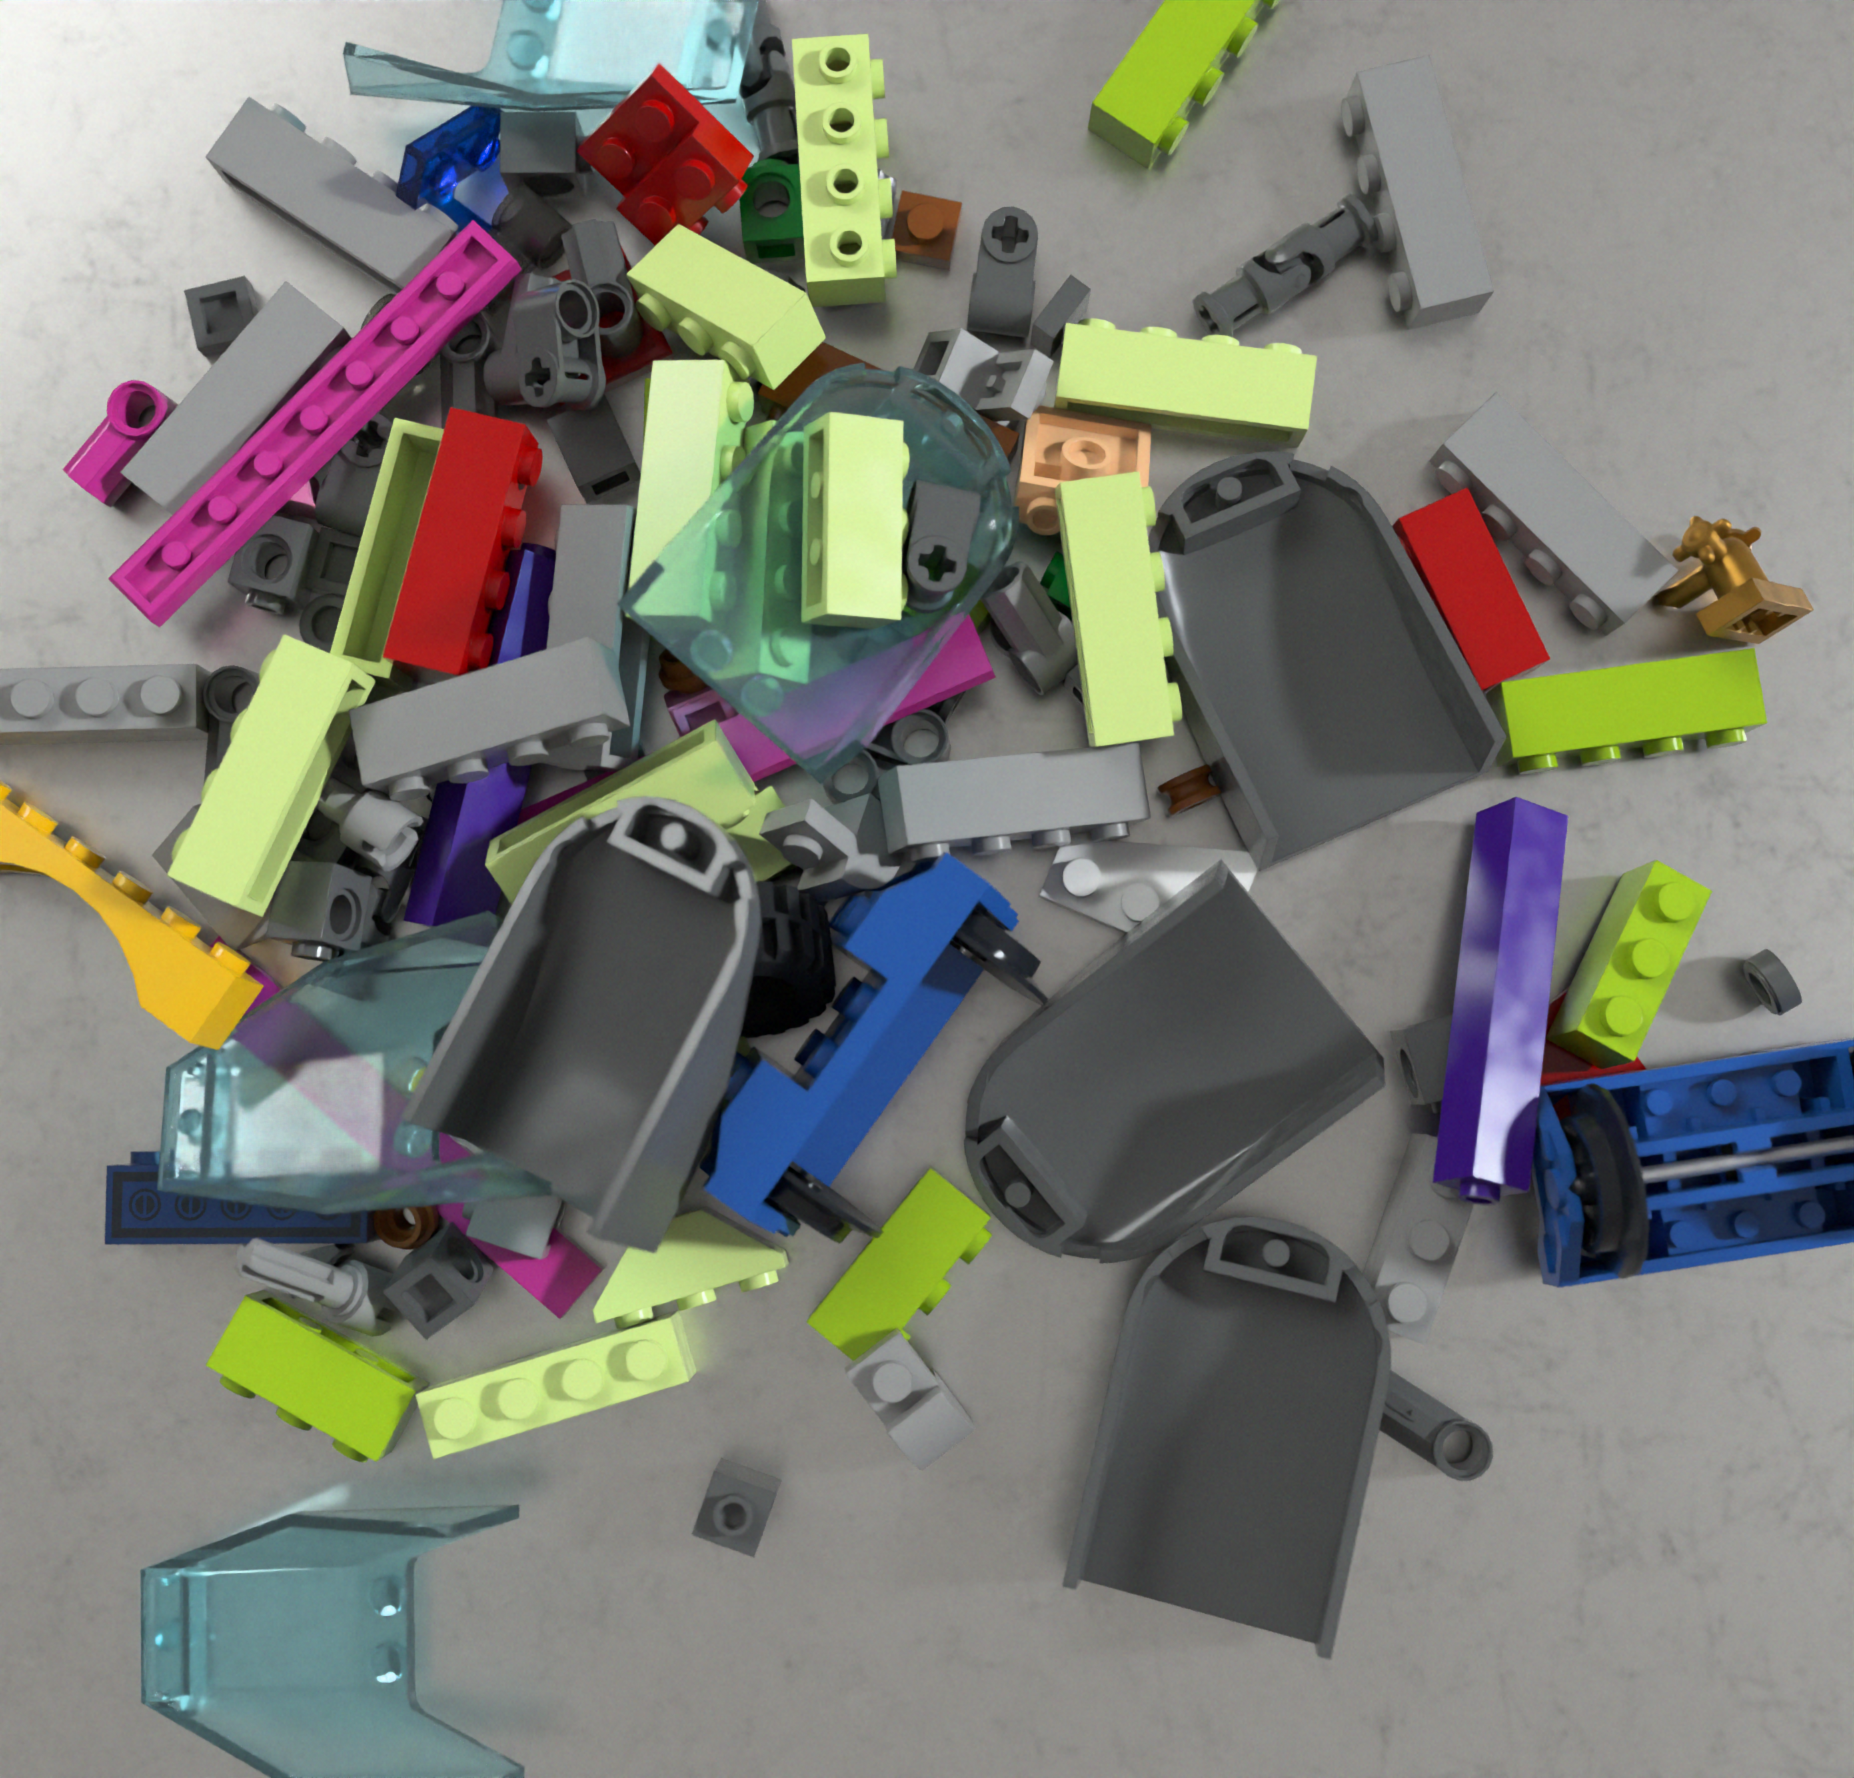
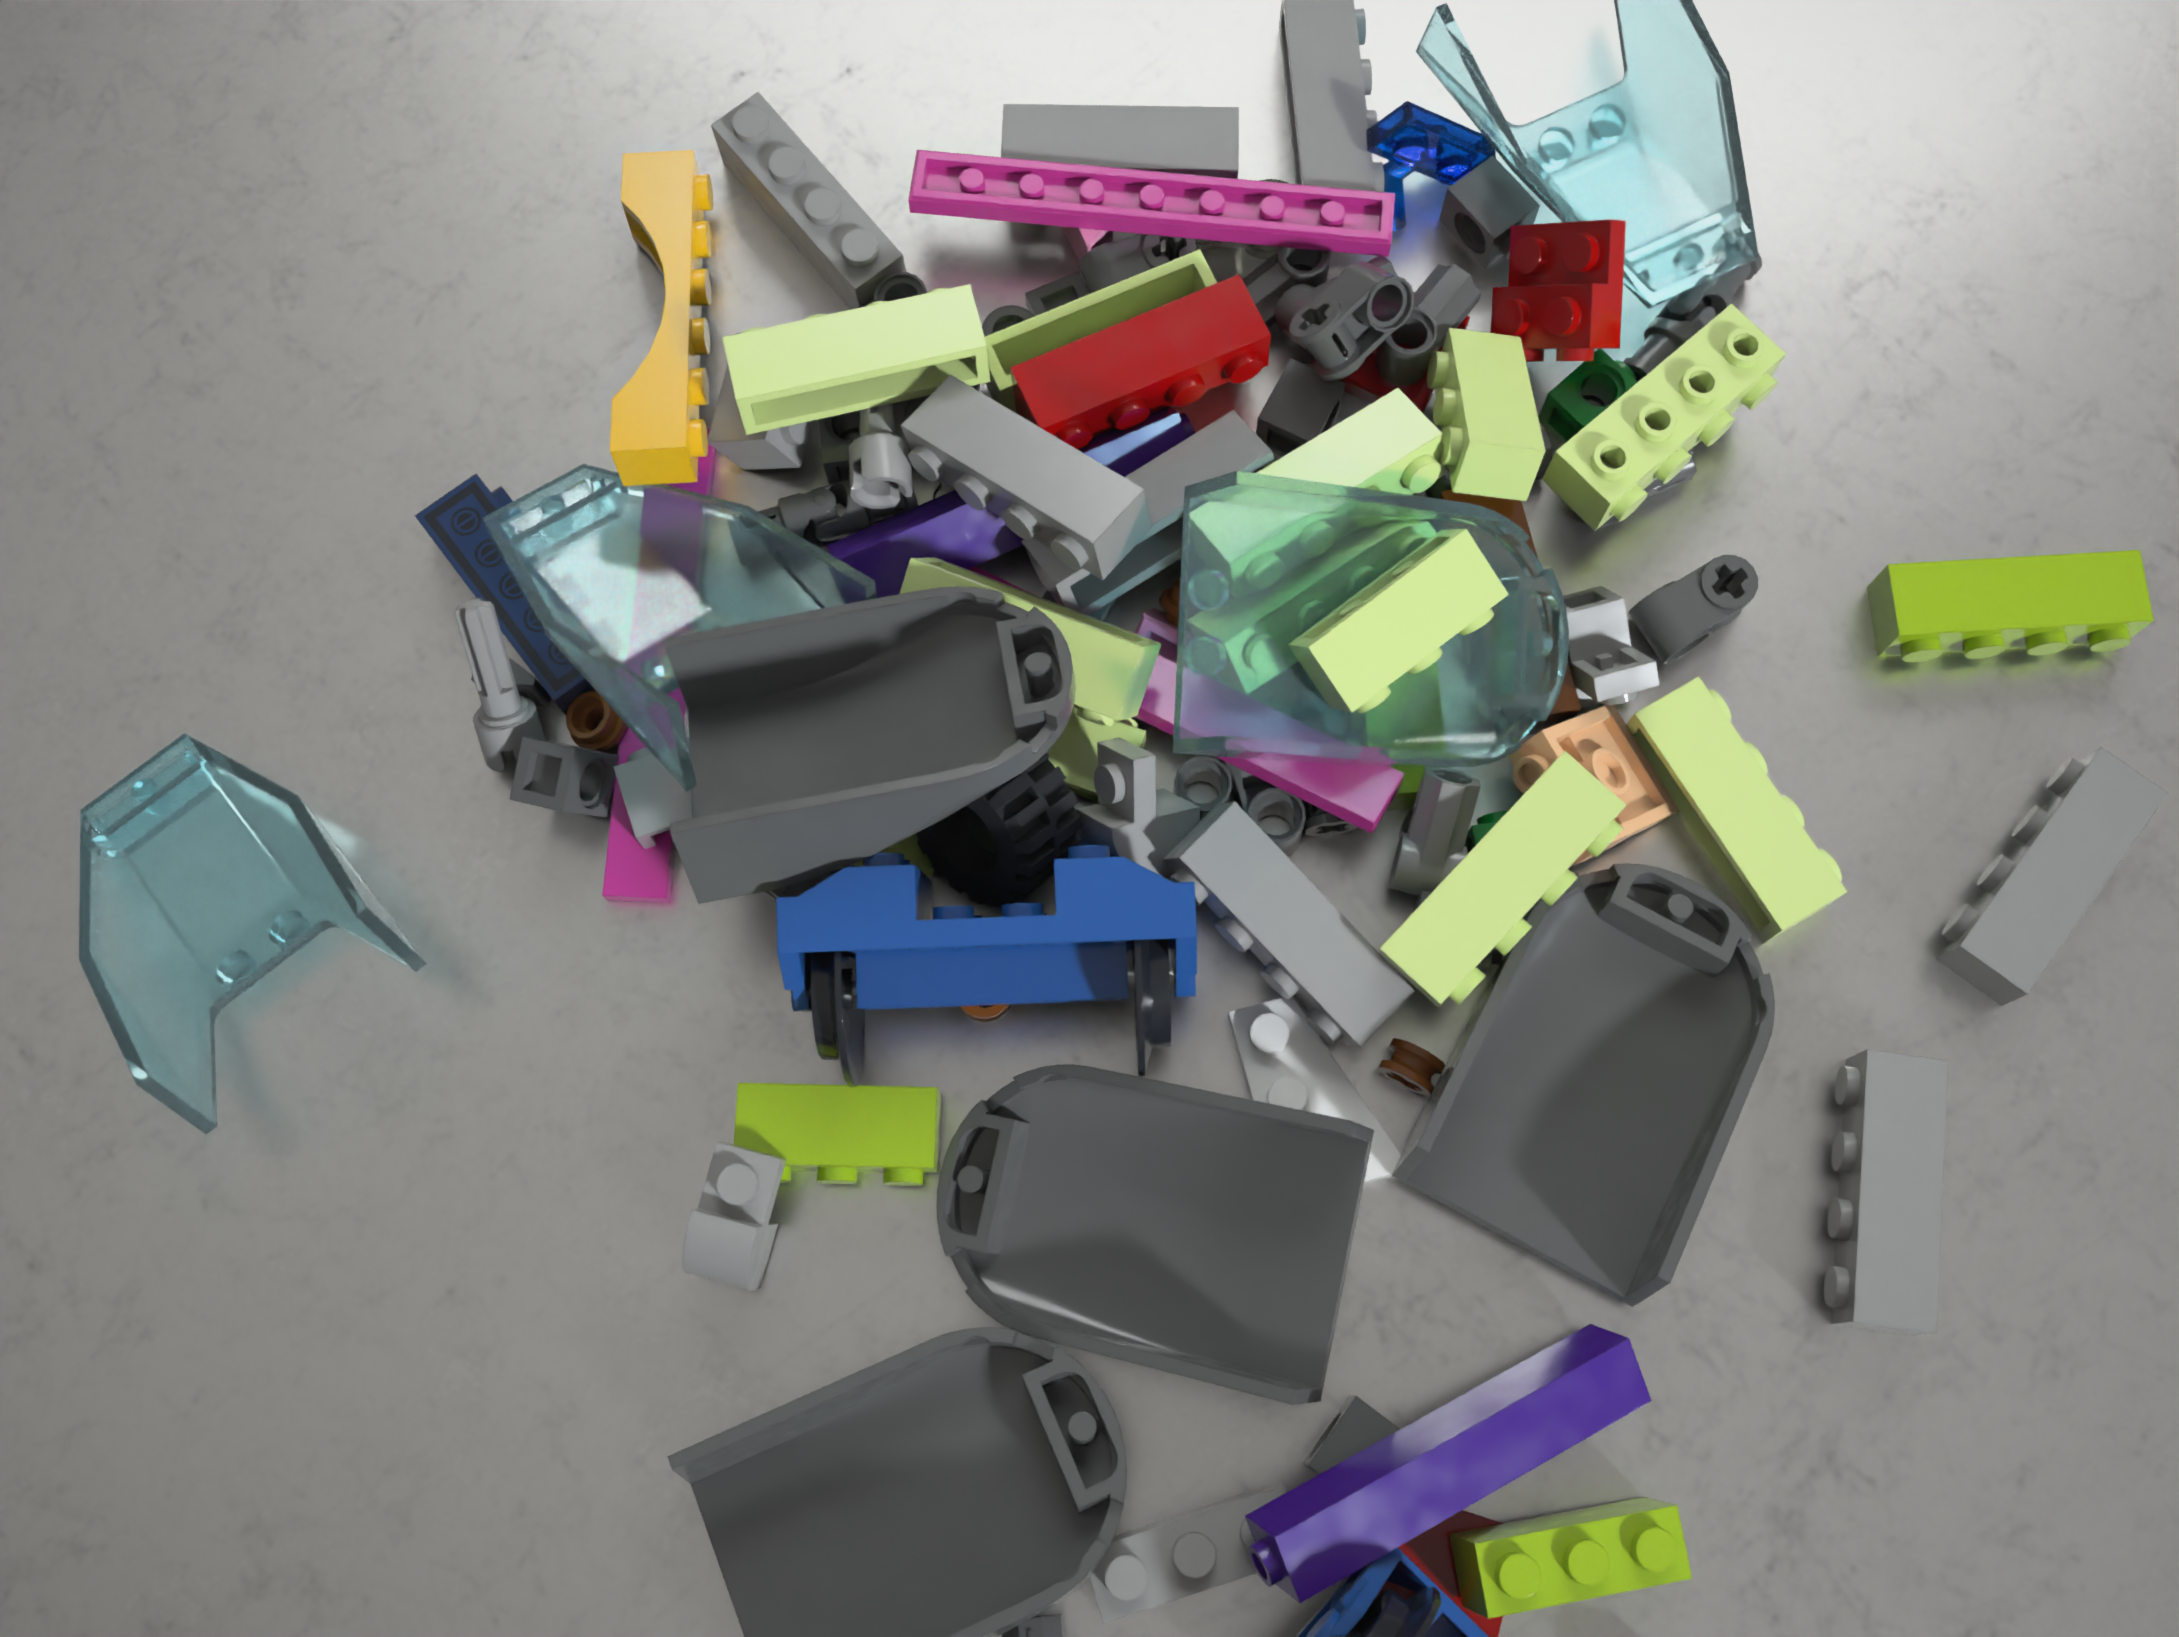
camera: 55 degrees right, 10 degrees down
(117, 440) = (1026, 86): dark pink piece -> none
(220, 313) = (1180, 85): dark grey tile -> none
(274, 538) = (1023, 240): dark grey brick -> none
(316, 1376) = (425, 747): lime brick -> none
(319, 909) = (785, 473): dark grey brick -> none
(529, 233) = (1417, 244): clear smoke piece -> none
(555, 1384) = (549, 929): yellowish green brick -> none
(692, 1259) = (718, 955): yellowish green slope -> none
(736, 1507) = (548, 1145): dark grey brick -> none
(926, 229) = (1678, 525): dark orange plate -> none
(938, 539) = (1440, 699): dark grey piece -> none
(1065, 307) = (1715, 668): dark grey tile -> none
(1286, 268) = (1888, 817): dark grey piece -> none
(1472, 589) = (1766, 1172): red brick -> none
(1628, 708) = (1785, 1386): lime brick -> none
(1747, 602) = (1964, 1411): pearl gold piece -> none

